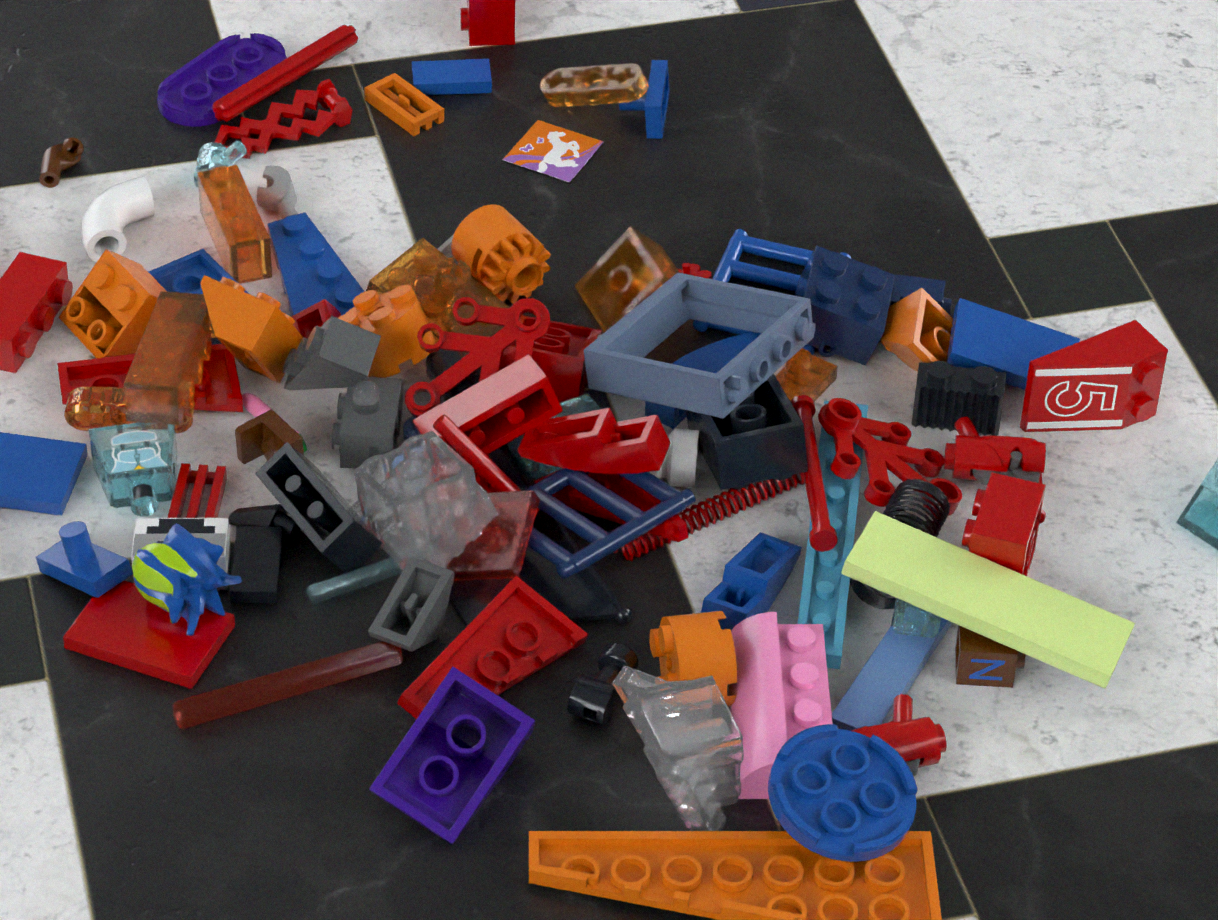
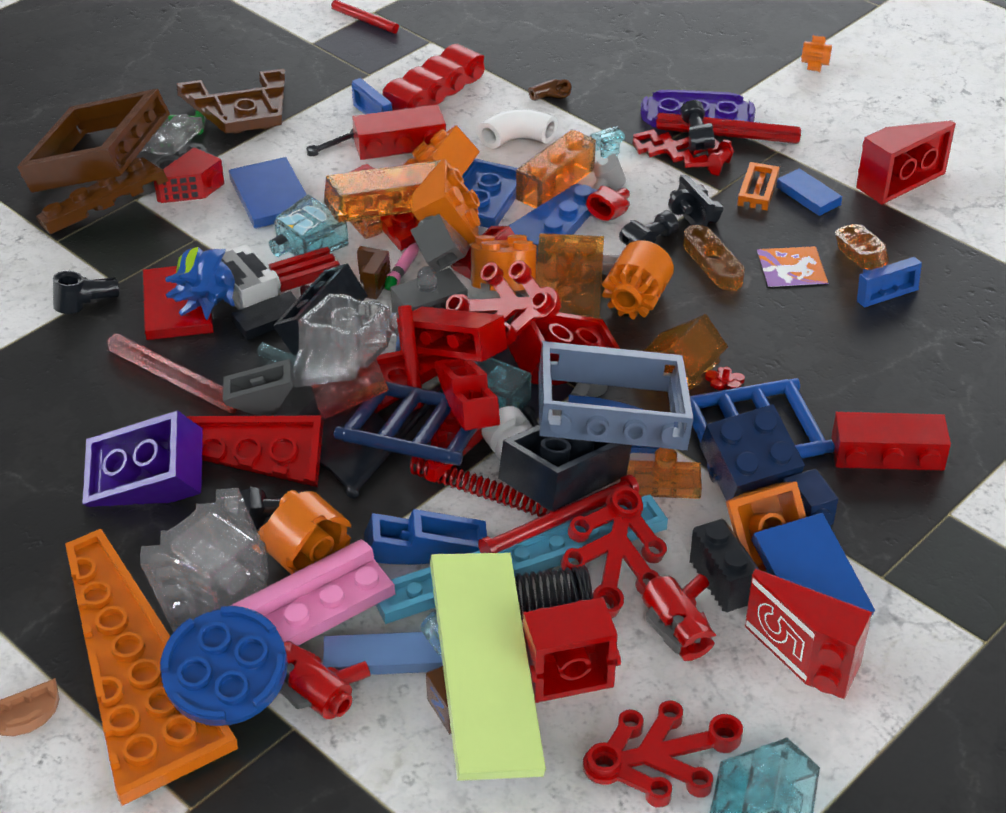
camera: 60 degrees right, 0 degrees up
(52, 708) = (73, 291): none -> black pin
(82, 563) = (208, 238): blue tile -> none
(299, 93) = (700, 134): none -> black leg
(334, 216) = (607, 203): none -> red piece
(397, 159) = (693, 203): none -> black hips
(412, 217) = (664, 225): none -> black leg
(519, 193) = (714, 268): none -> clear orange beam
(882, 214) = (890, 441): none -> red brick
(1134, 590) = (660, 753): none -> red plant

